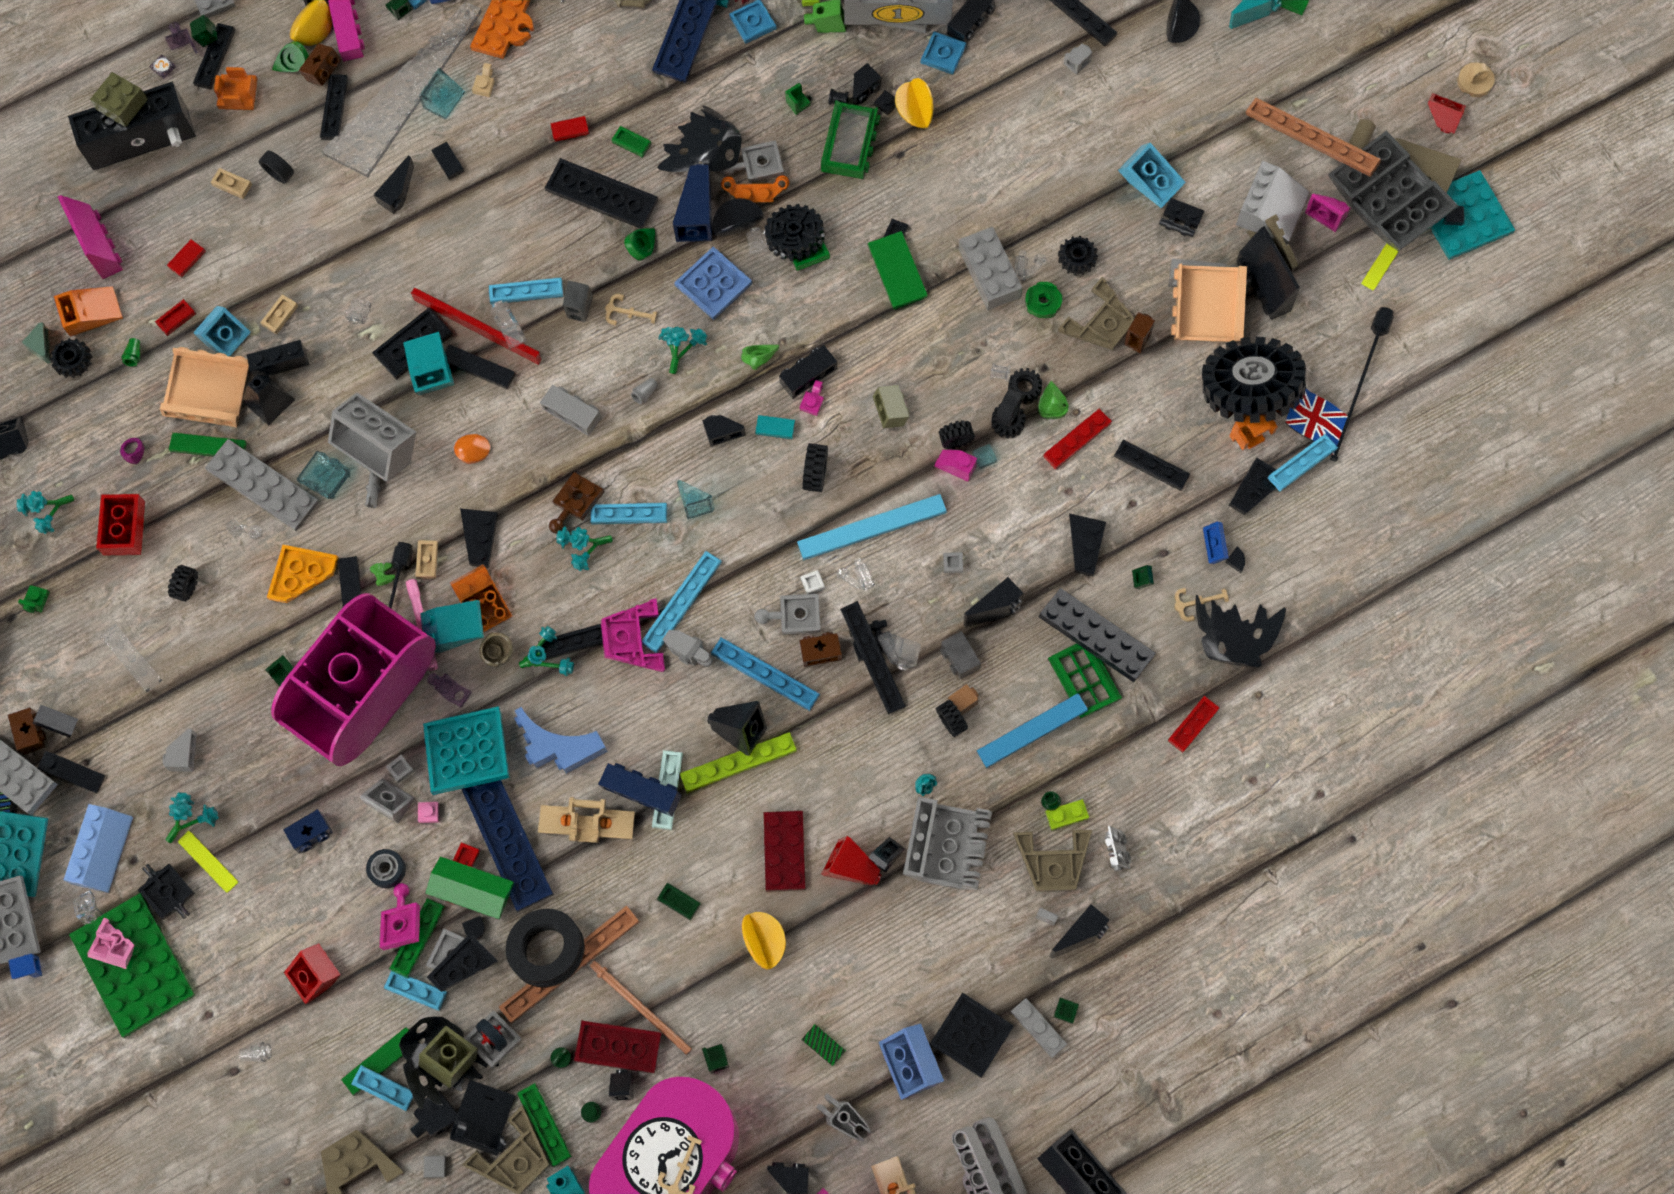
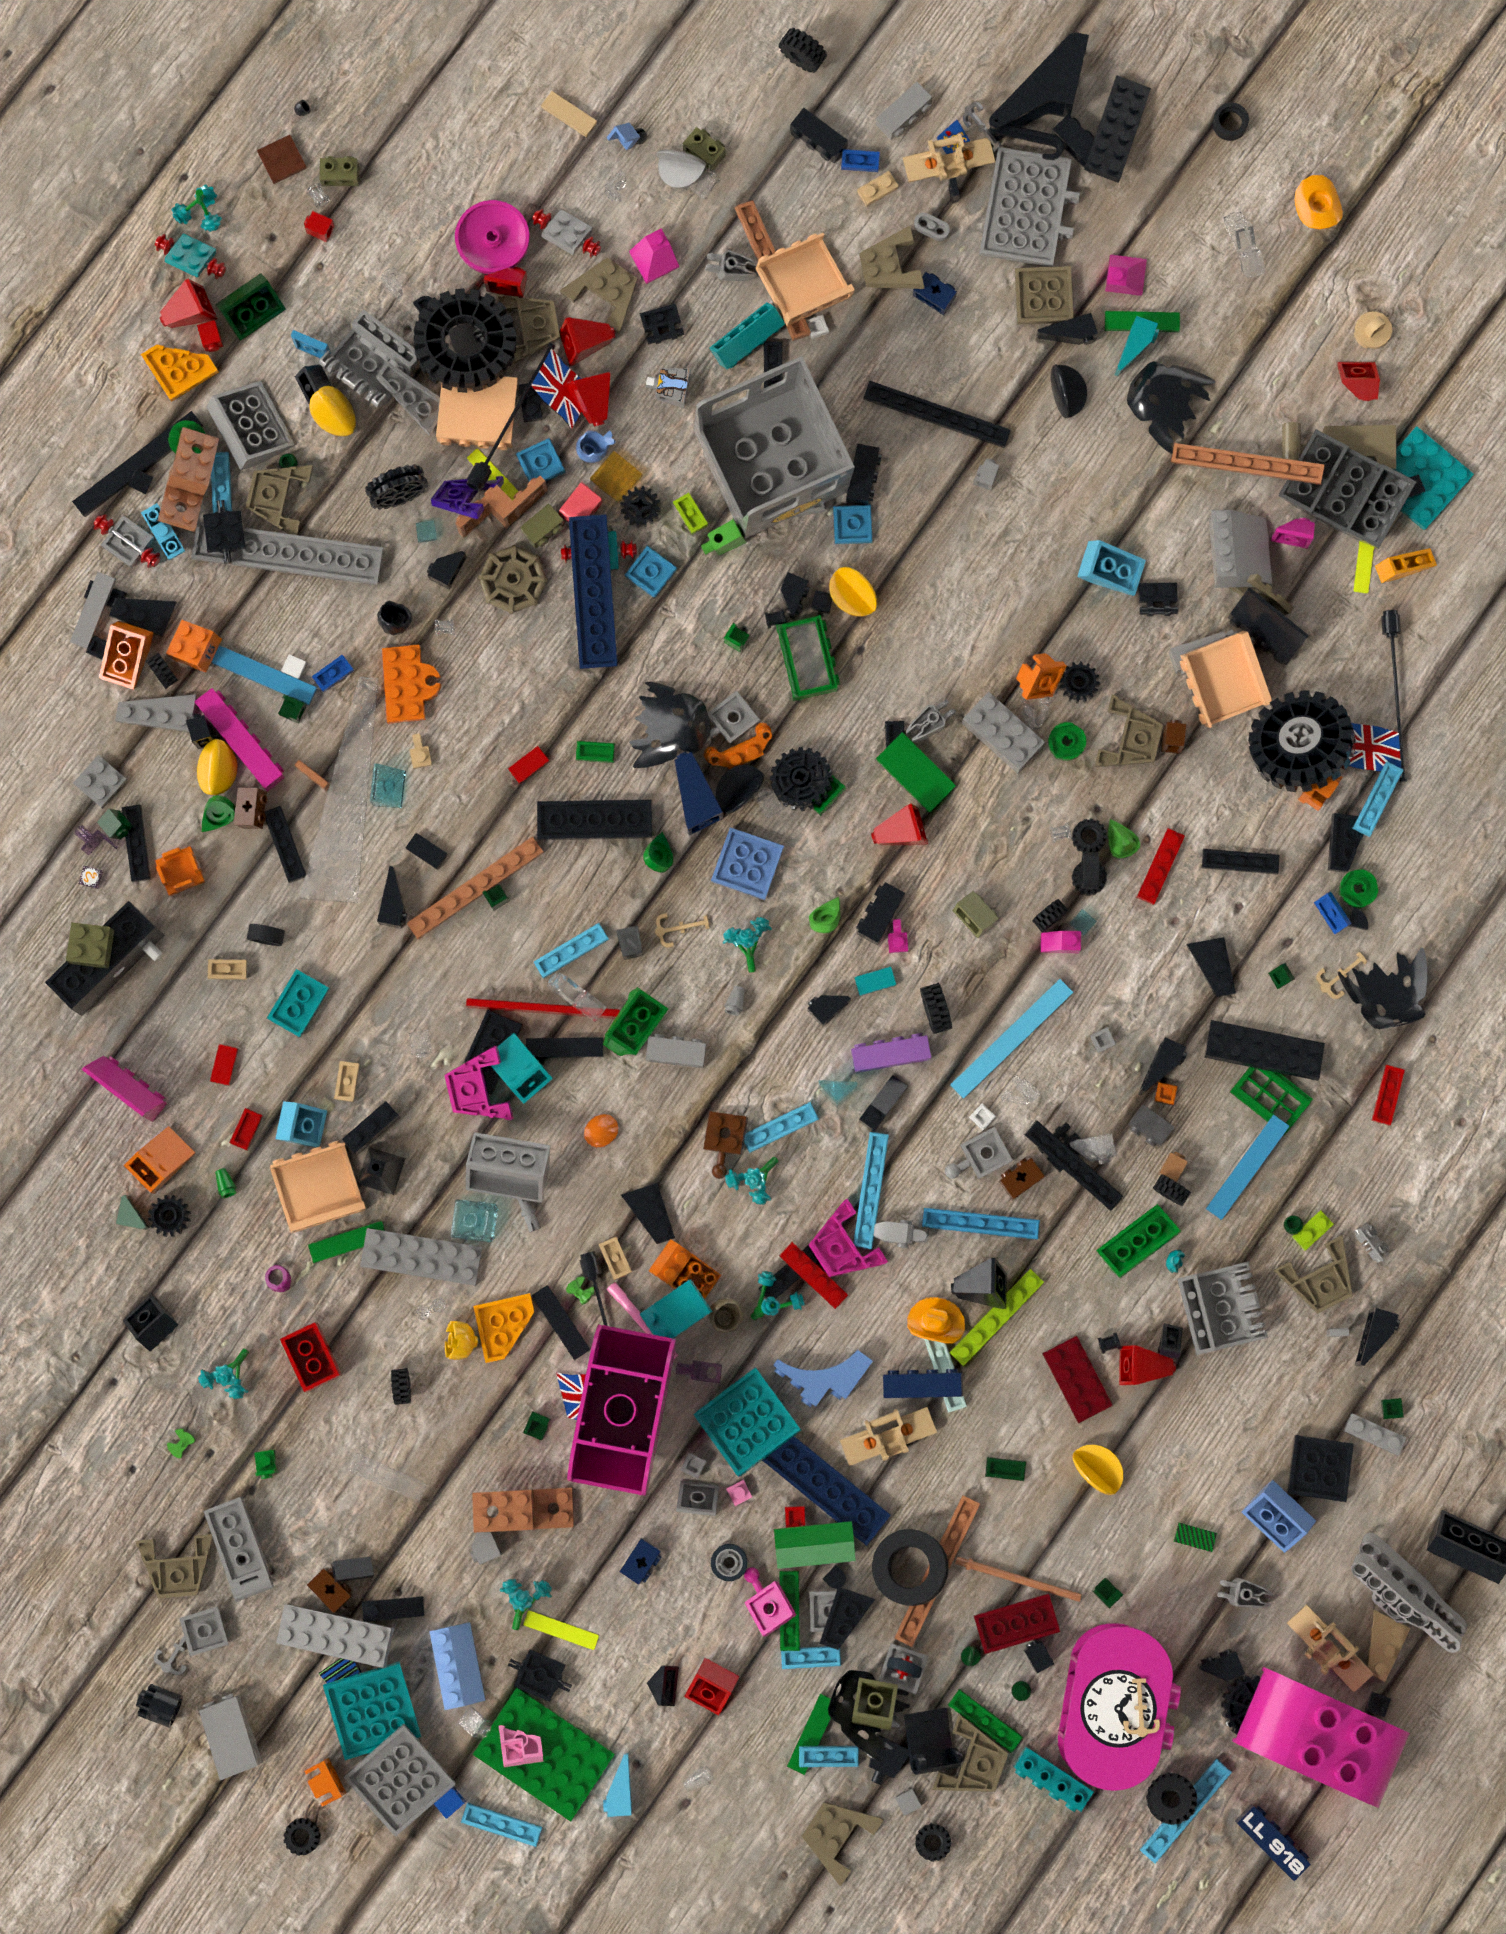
camera: 25 degrees left, 10 degrees up
(60, 1011) = (501, 1824): none -> medium azure tile
(178, 1031) = (619, 1794): none -> medium azure slope
(229, 737) = (523, 1510): none -> nougat bracket
(255, 568) = (460, 1340): none -> yellow cylinder
(271, 953) = (664, 1685): none -> black slope
(274, 234) = (298, 1003): none -> teal plate
(377, 362) = (469, 1091): none -> dark pink wing
(385, 60) = (307, 771): none -> nougat tile
(472, 206) = (474, 887): none -> nougat plate
(484, 221) = (496, 897): none -> dark green panel
(545, 368) = (634, 1023): none -> green slope
(592, 650) = (813, 1275): none -> red plate
(683, 740) = (936, 1320): none -> light orange hat
(728, 531) = (882, 1103): none -> black slope
(757, 492) = (890, 1054): none -> medium lavender brick
(829, 830) = (1109, 1343): none -> black bush
(862, 309) = (901, 828): none -> slope
(900, 751) = (1138, 1241): none -> green slope
(929, 232) = (930, 721): none -> light grey hinge
(988, 634) = (1165, 1093): none -> orange tile
(1044, 234) = (1042, 679): none -> orange panel
(1249, 522) = (1360, 899): none -> green plate
(1269, 61) = (1172, 397): none -> black piece
(1417, 278) = (1405, 565): none -> light orange slope

